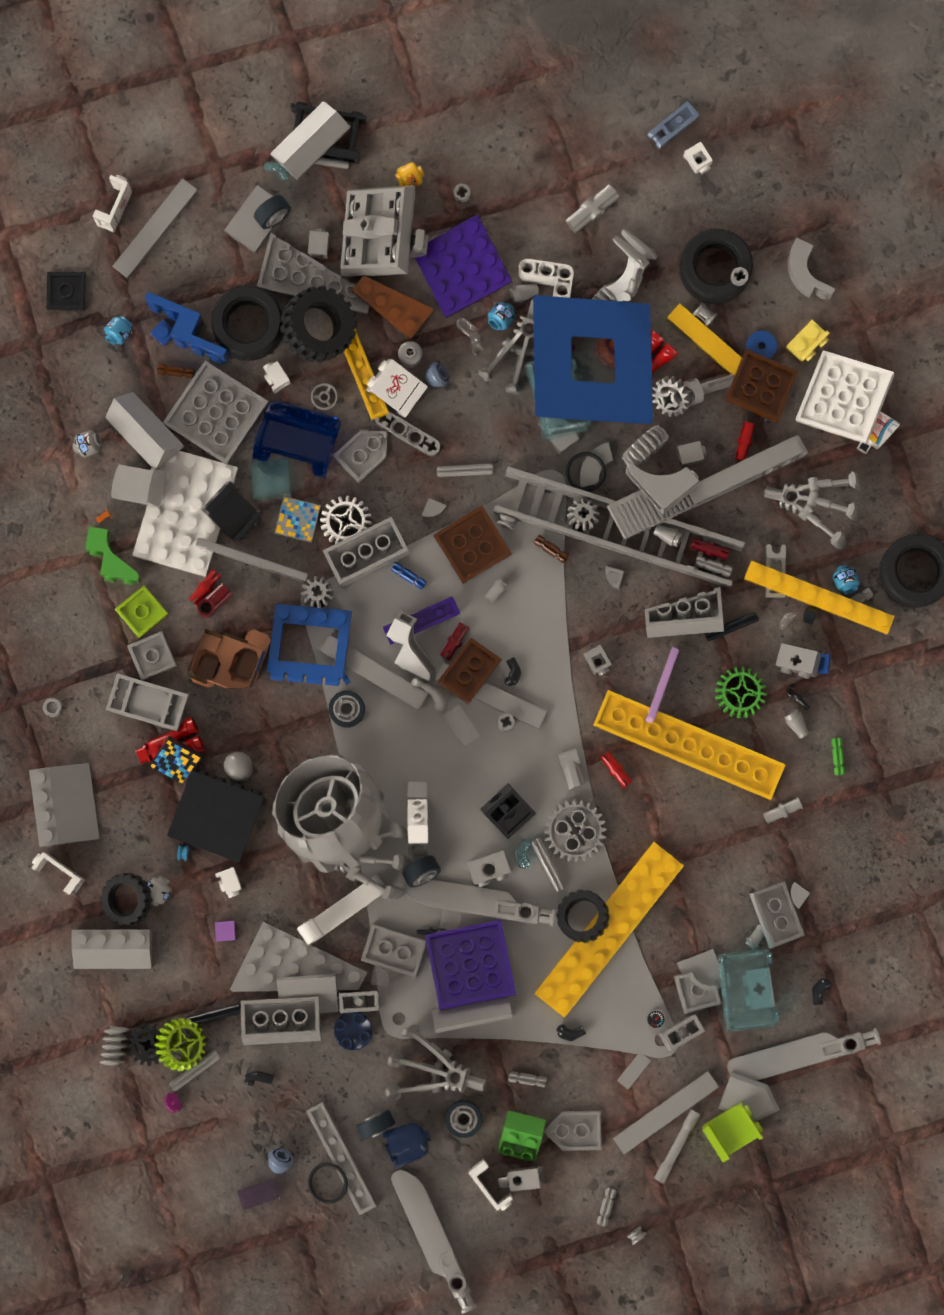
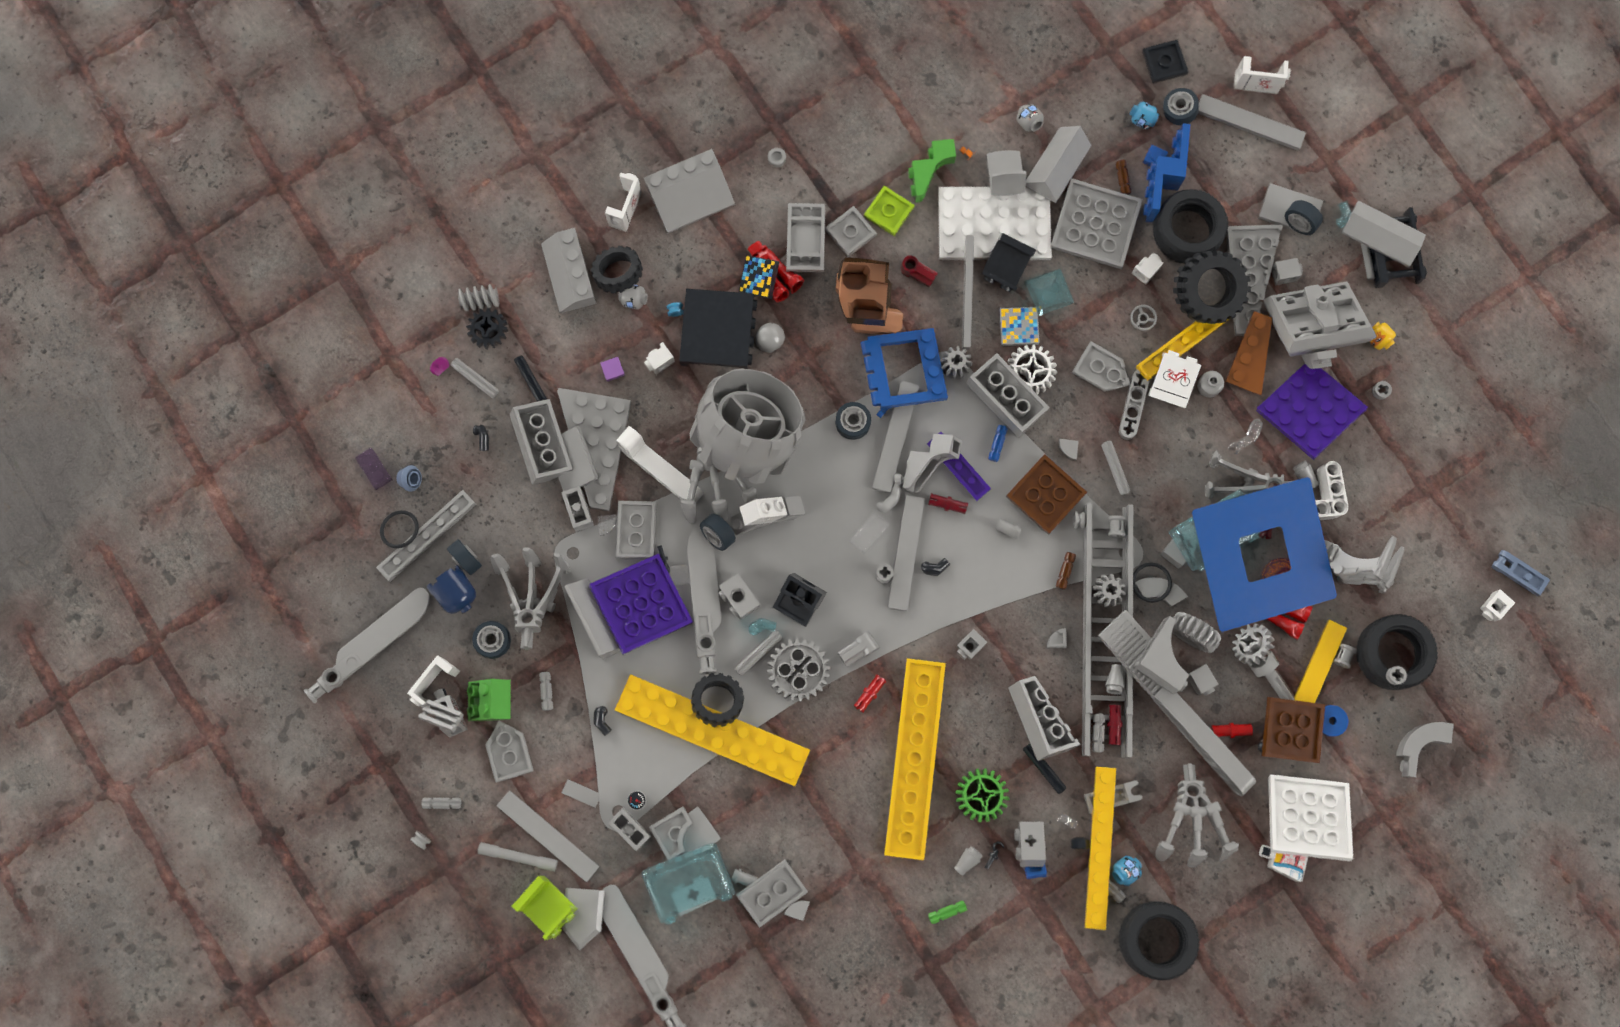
camera: 75 degrees right, 5 degrees down
(110, 287) = (1178, 97): none -> wheel
(187, 1057) = (484, 341): lime gear -> none
(204, 587) = (929, 259): red pin -> none
(297, 435) = (1099, 302): clear blue windscreen -> none
(353, 1031) = (549, 512): dark blue dish -> none
(437, 375) = (1198, 415): sand blue cone -> none
(469, 671) = (923, 524): reddish brown plate -> none
(501, 316) = (1276, 459): dark azure head -> none
(517, 1196) = (427, 709): none -> light grey tile
(523, 488) = (1116, 526): none -> light grey bush
(592, 209) = (1410, 517): light grey piece -> none
(662, 685) = (965, 714): lavender tile -> none
(782, 810) = (877, 870): light grey pin -> none
(807, 341) = (1352, 765): light yellow bracket -> none
(818, 989) = (710, 957): black arm -> none

